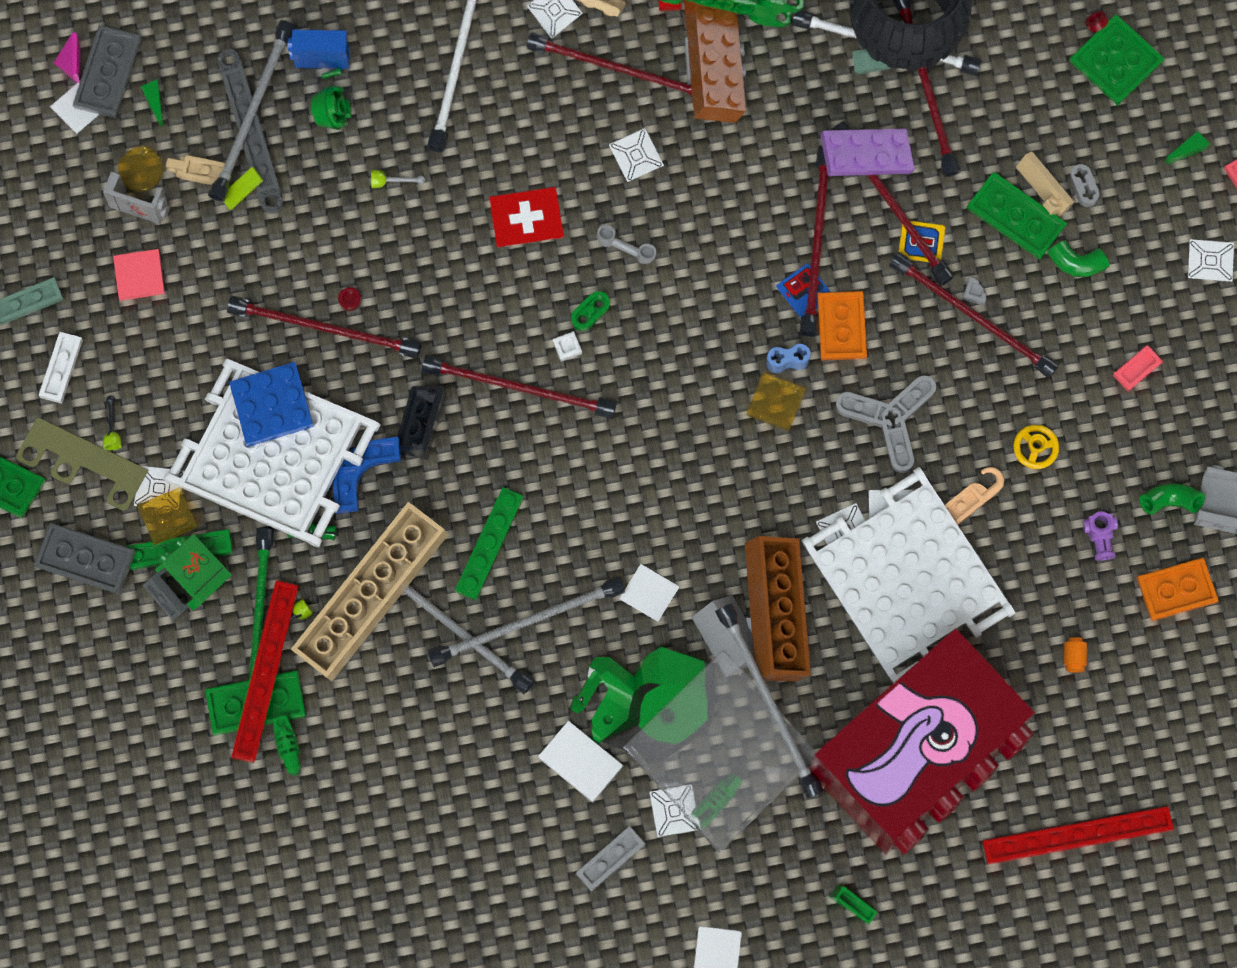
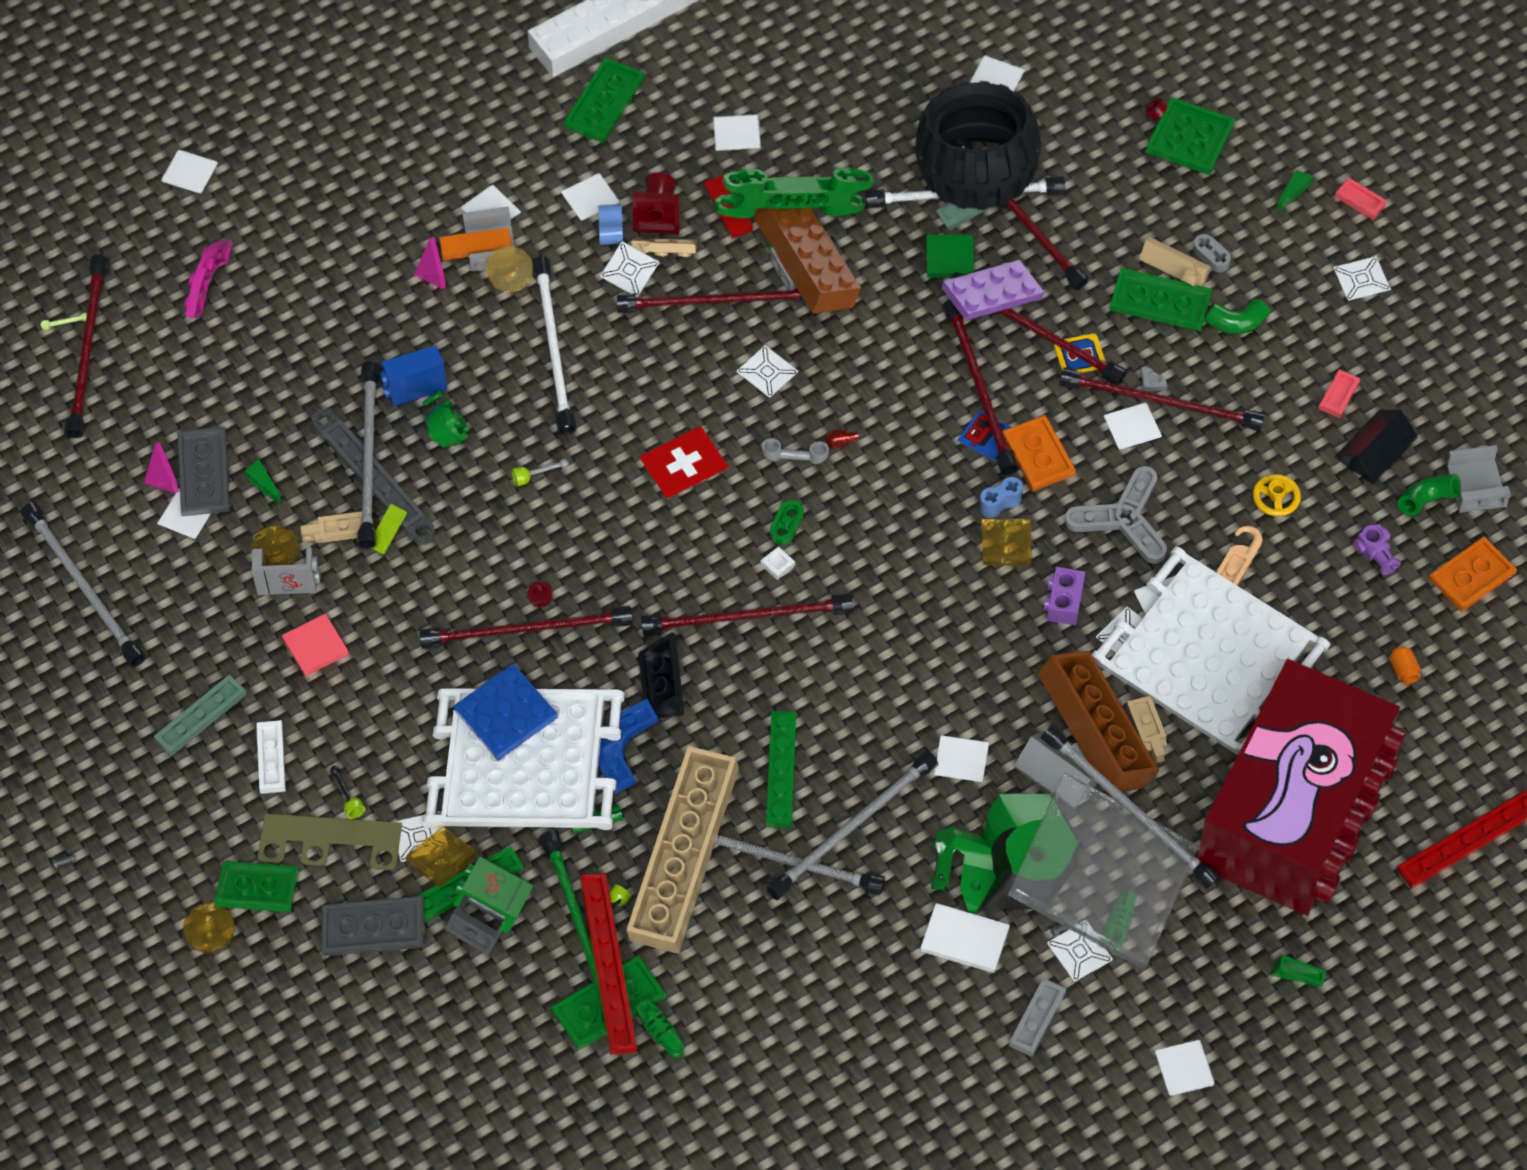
camera: 20 degrees left, 15 degrees down
(671, 247) = (840, 438): none -> clear red cylinder
(808, 477) = (1066, 596): none -> medium lavender brick
(823, 626) = (1148, 726): none -> tan hinge
(845, 101) = (949, 255): none -> green tile
(938, 330) = (1132, 426): none -> white sticker
(1149, 432) = (1378, 444): none -> black slope

